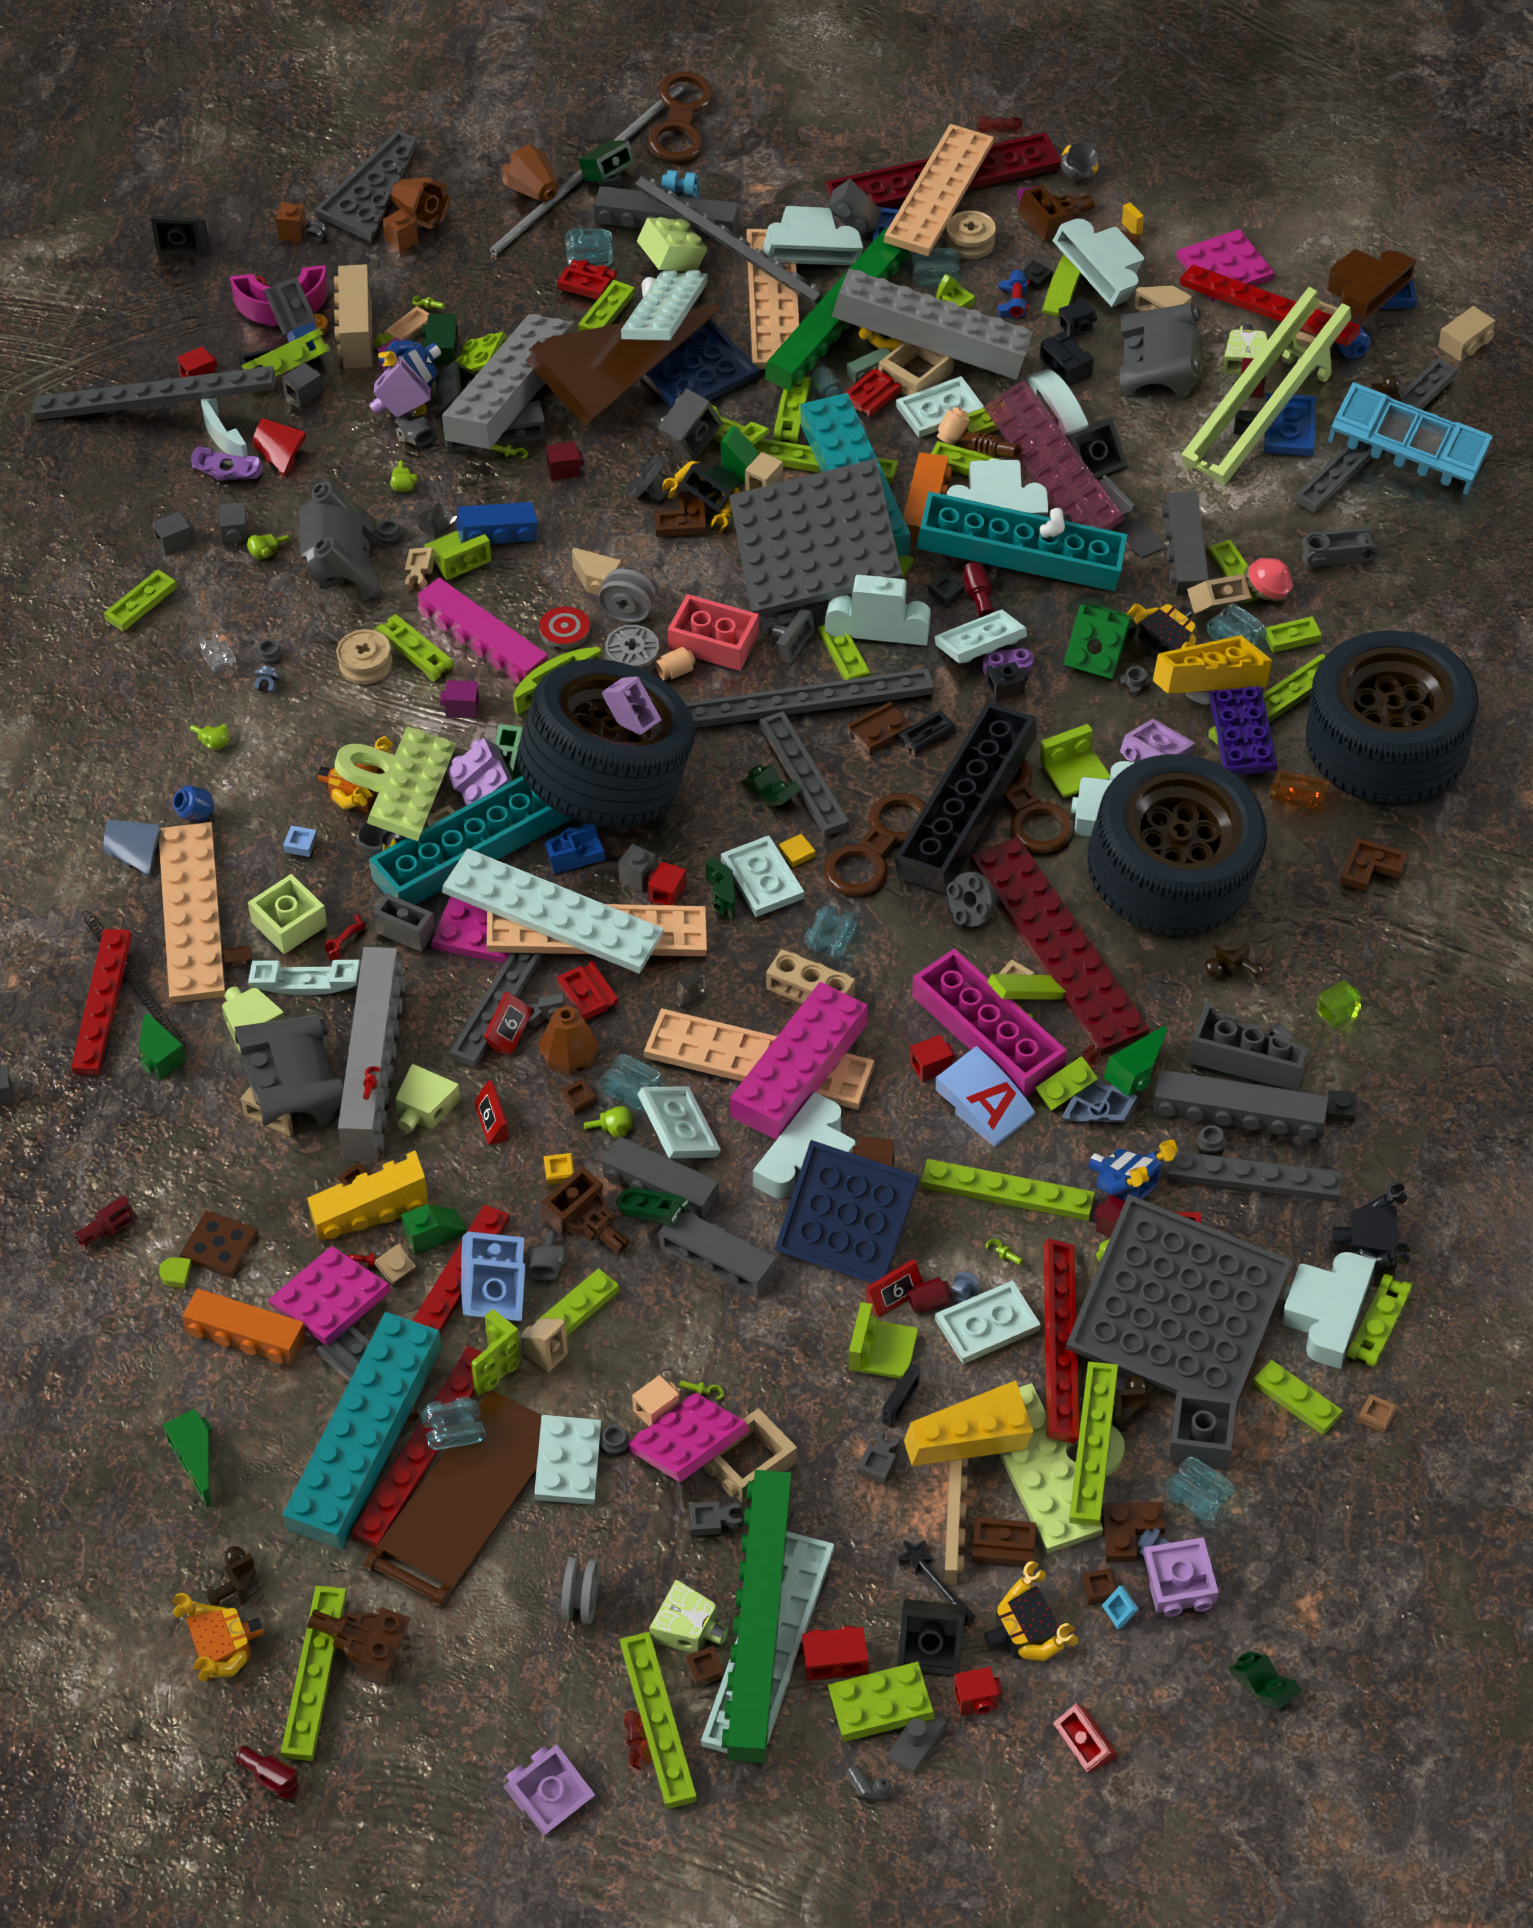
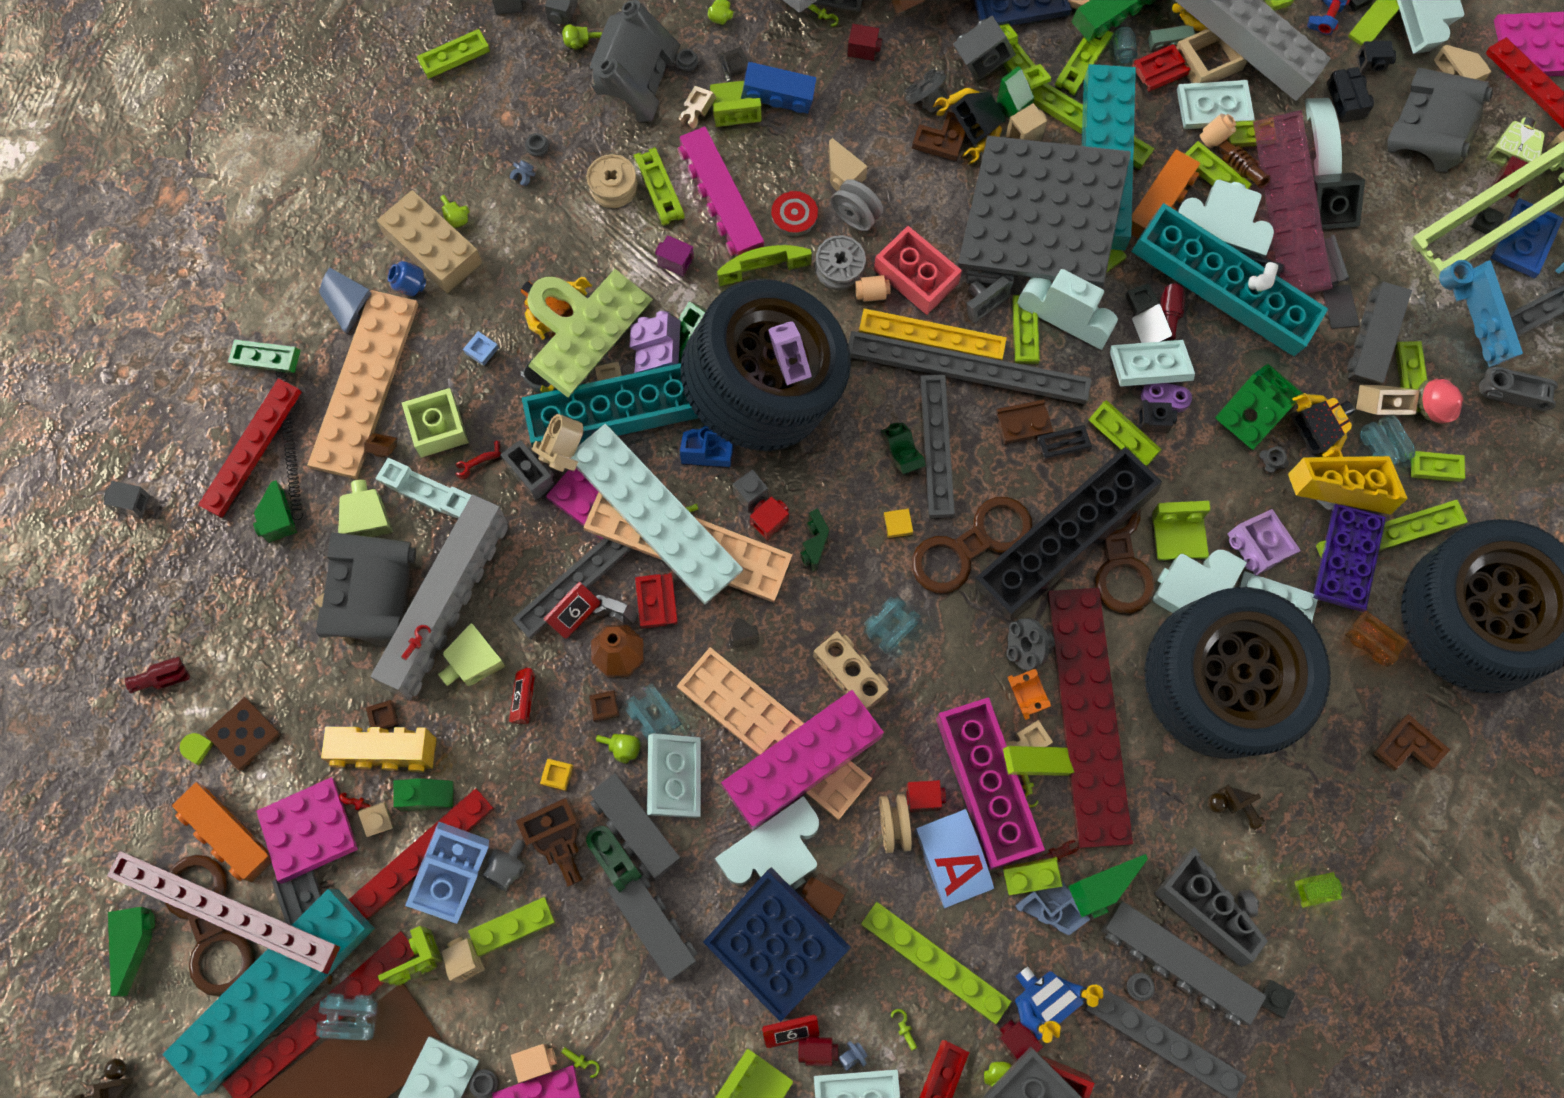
camera: 20 degrees right, 20 degrees up
(77, 916) = (264, 356): none -> plate
(192, 759) = (429, 241): none -> tan brick
(216, 653) = (493, 130): clear plate -> none
(261, 1409) = (209, 933): none -> reddish brown bar
(284, 1371) = (224, 912): none -> plate
(429, 878) = (560, 443): none -> tan pin
(754, 681) = (932, 334): none -> yellow plate
(762, 876) = (856, 540): light aqua plate -> none
(914, 1082) = (895, 823): none -> tan wheel
(966, 607) = (1152, 325): none -> white sticker
(972, 700) = (1124, 433): none -> lime plate
(990, 940) = (1029, 693): none -> orange piece
(1275, 486) = (1487, 308): none -> dark azure hinge

